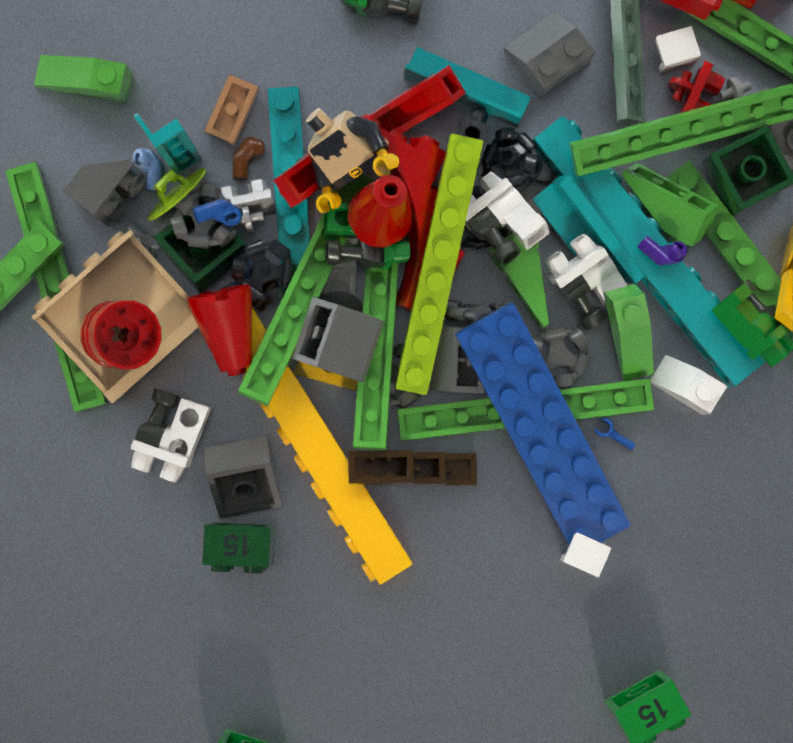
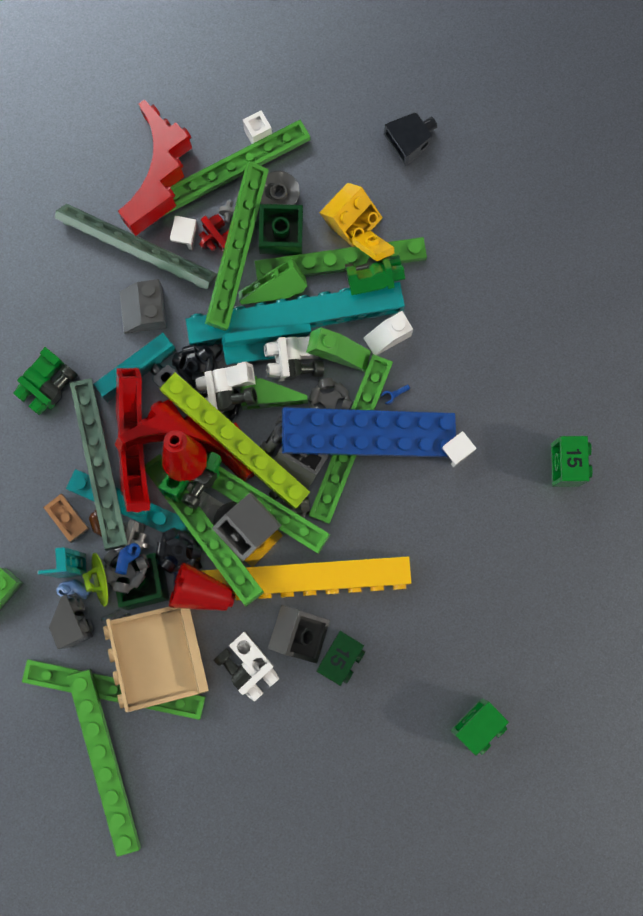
camera: 60 degrees left, 5 degrees down
(138, 336) = (176, 652): red wheel -> none
(332, 98) = (98, 465): none -> sand green plate
(344, 151) = (133, 457): torso -> none
(412, 468) = (350, 525): dark brown slope -> none
(663, 254) = (303, 305): dark purple arm -> none

